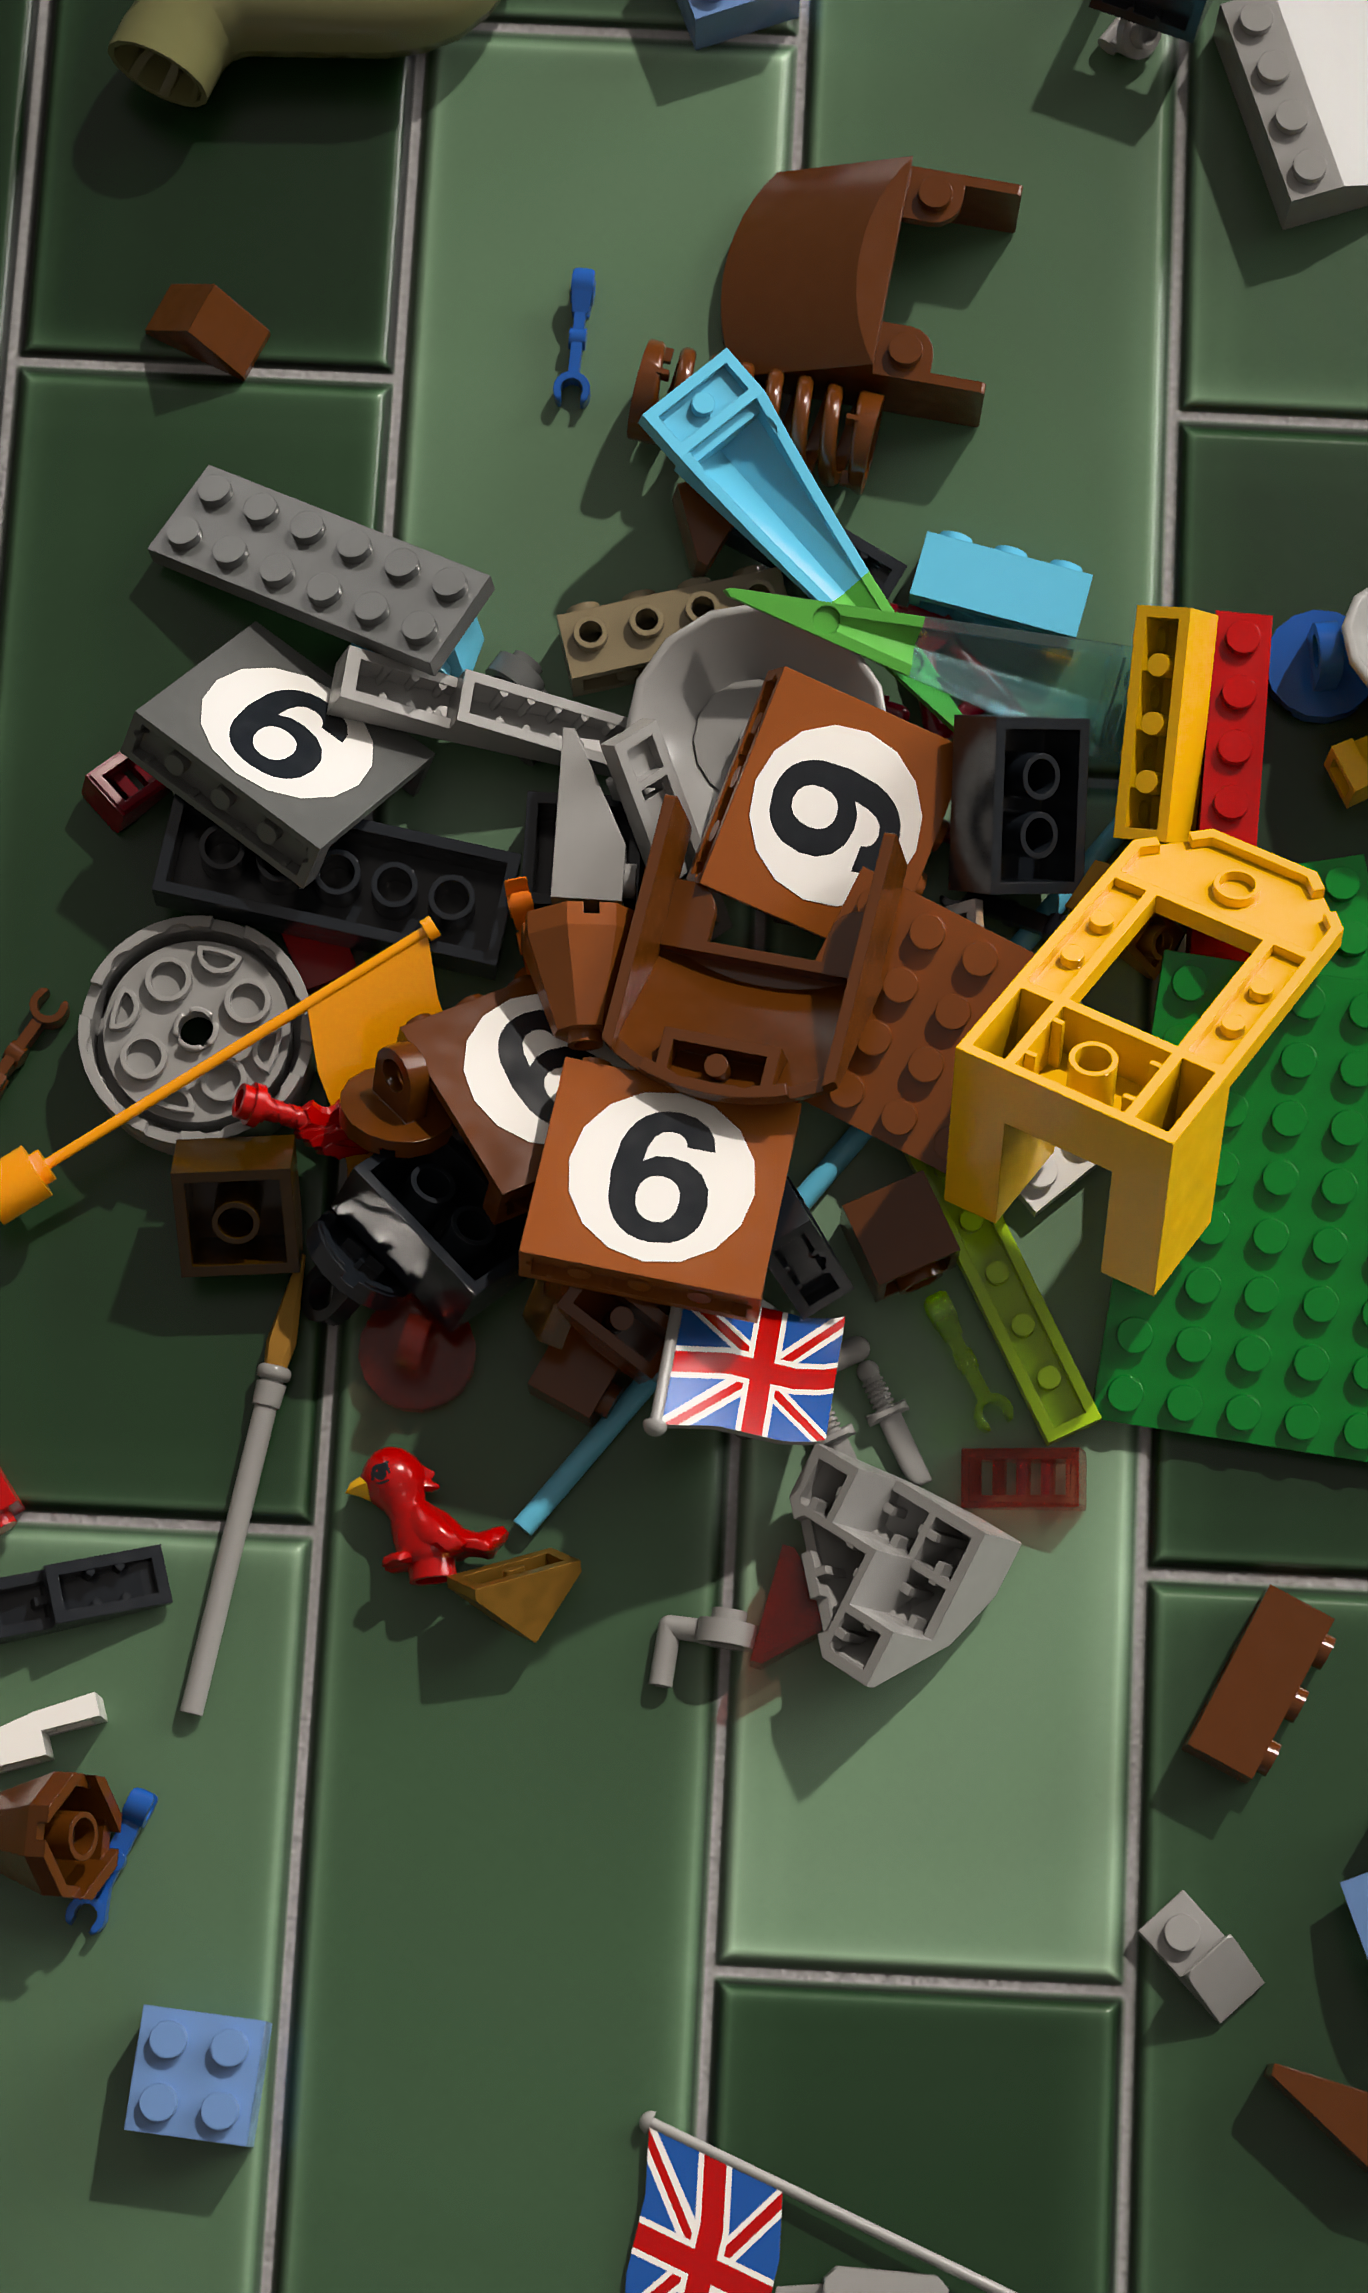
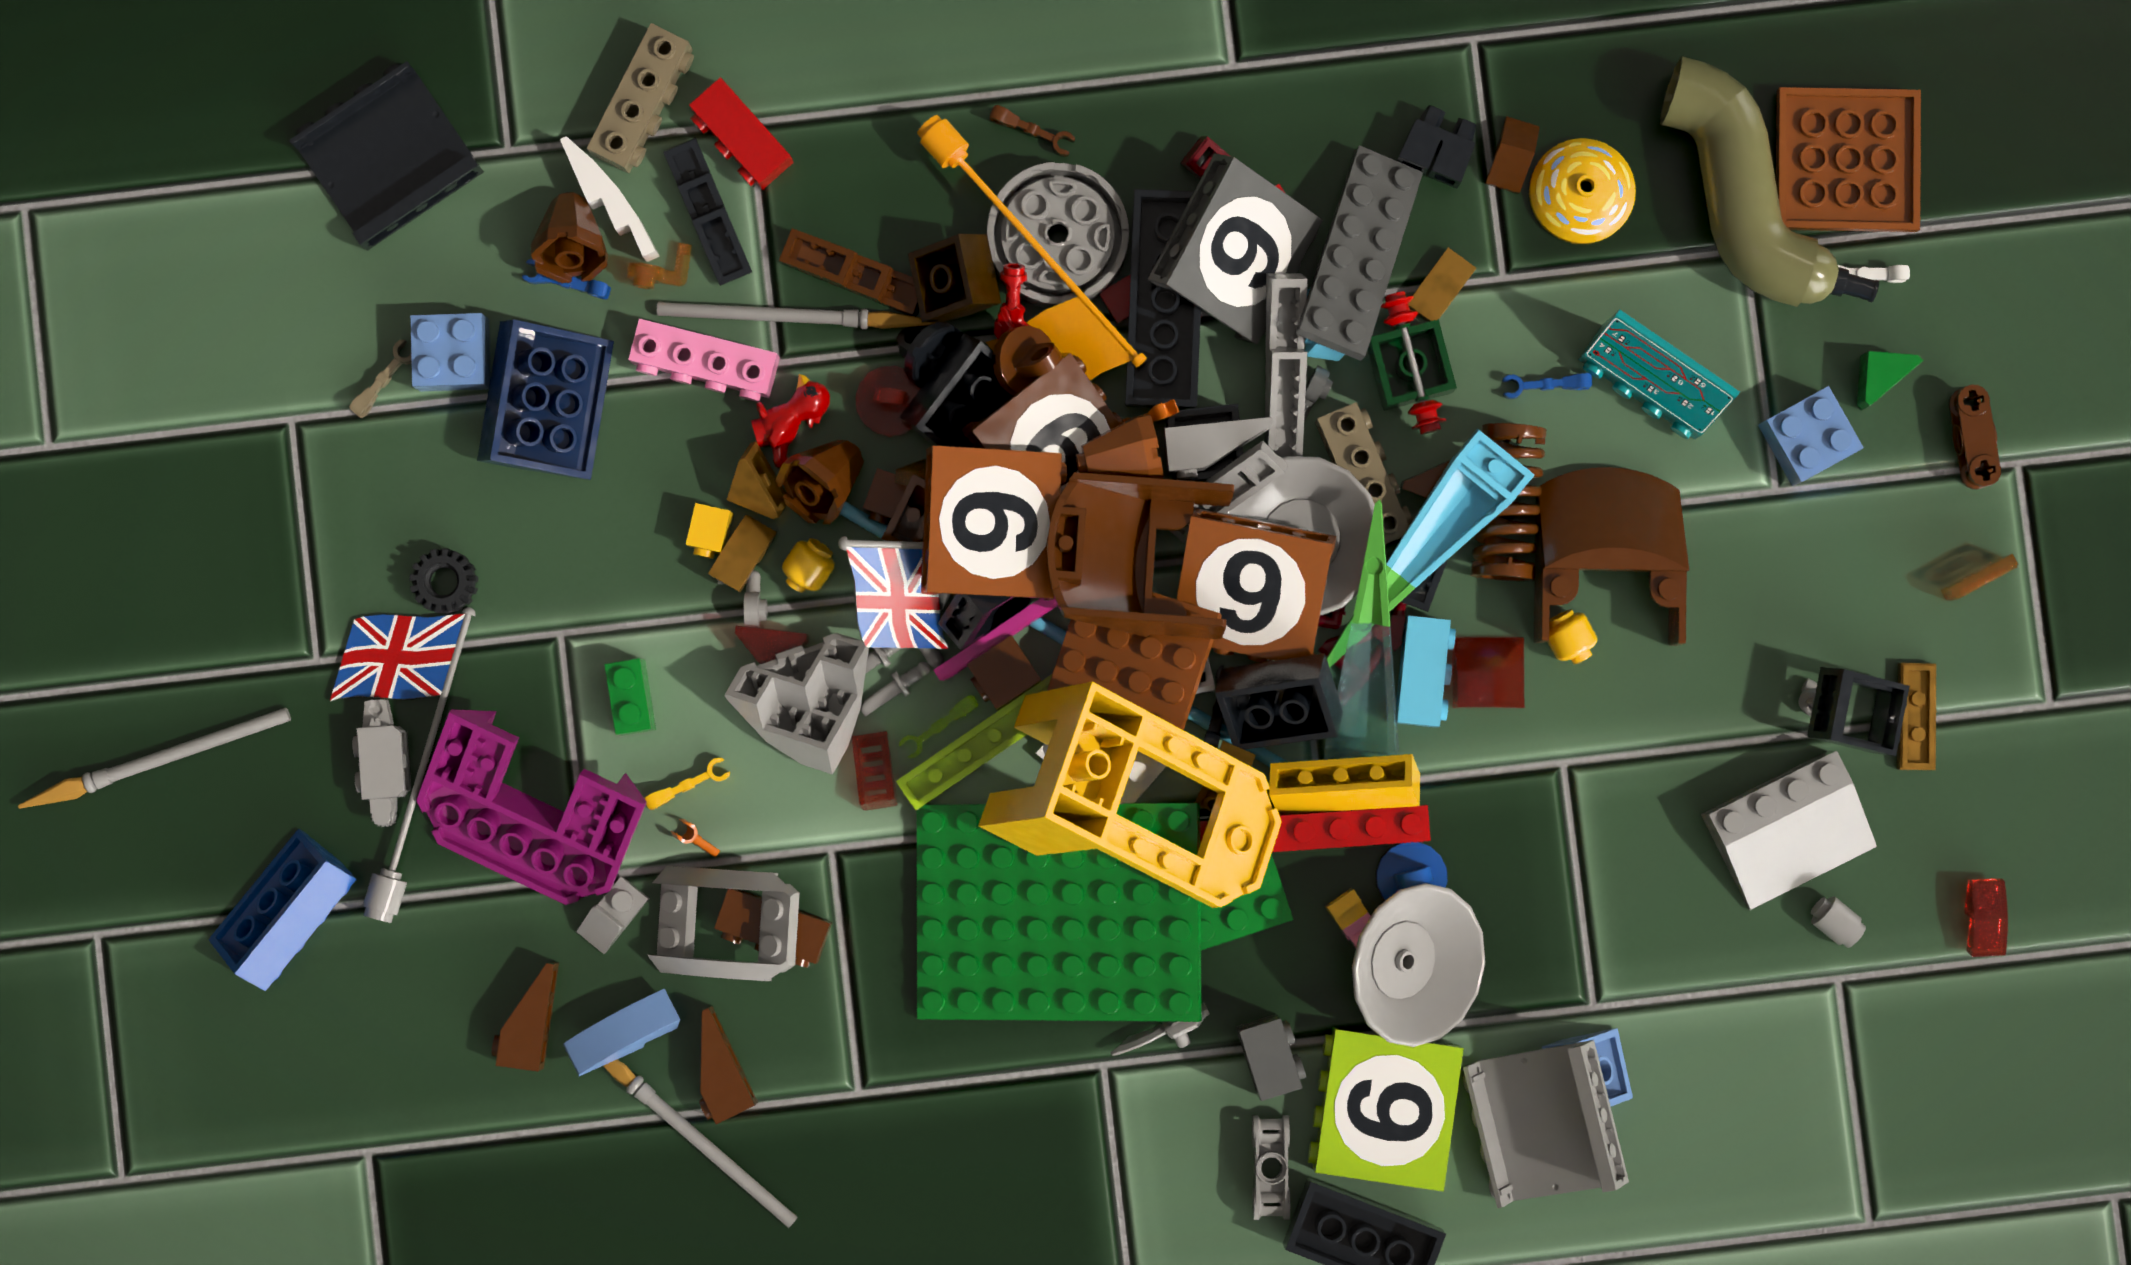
camera: 80 degrees right, 10 degrees up
(132, 1718) = (648, 275): none -> clear orange plate
(180, 436) = (1453, 152): none -> black hips
(192, 1380) = (850, 271): none -> reddish brown slope
(250, 2240) = (364, 402): none -> dark tan piece
(291, 1646) = (704, 359): none -> bright pink brick
(292, 268) = (1565, 207): none -> yellow dish
(309, 1928) = (545, 399): none -> dark blue slope
(394, 469) = (1441, 285): none -> pearl gold tile
(514, 521) = (1411, 364): none -> dark green brick
(533, 1478) = (820, 480): none -> reddish brown cone
(551, 2164) = (422, 581): none -> black tyre
(581, 1684) = (709, 530): none -> yellow brick
(596, 161) = (1657, 376): none -> teal slope
(629, 1633) = (742, 553): none -> pearl gold slope
(668, 1528) = (808, 565): none -> yellow head
(832, 1222) = (1009, 627): none -> dark pink tile
(839, 1861) = (630, 697): none -> green brick
(983, 356) = (1571, 636): none -> yellow head
(1014, 1837) = (663, 796): none -> yellow piece
(1017, 498) = (1488, 672): none -> clear red slope
(1043, 2093) = (515, 833): none -> magenta slope
(1087, 1799) = (692, 837): none -> orange hand
(1227, 1842) = (678, 922): none -> light grey wedge

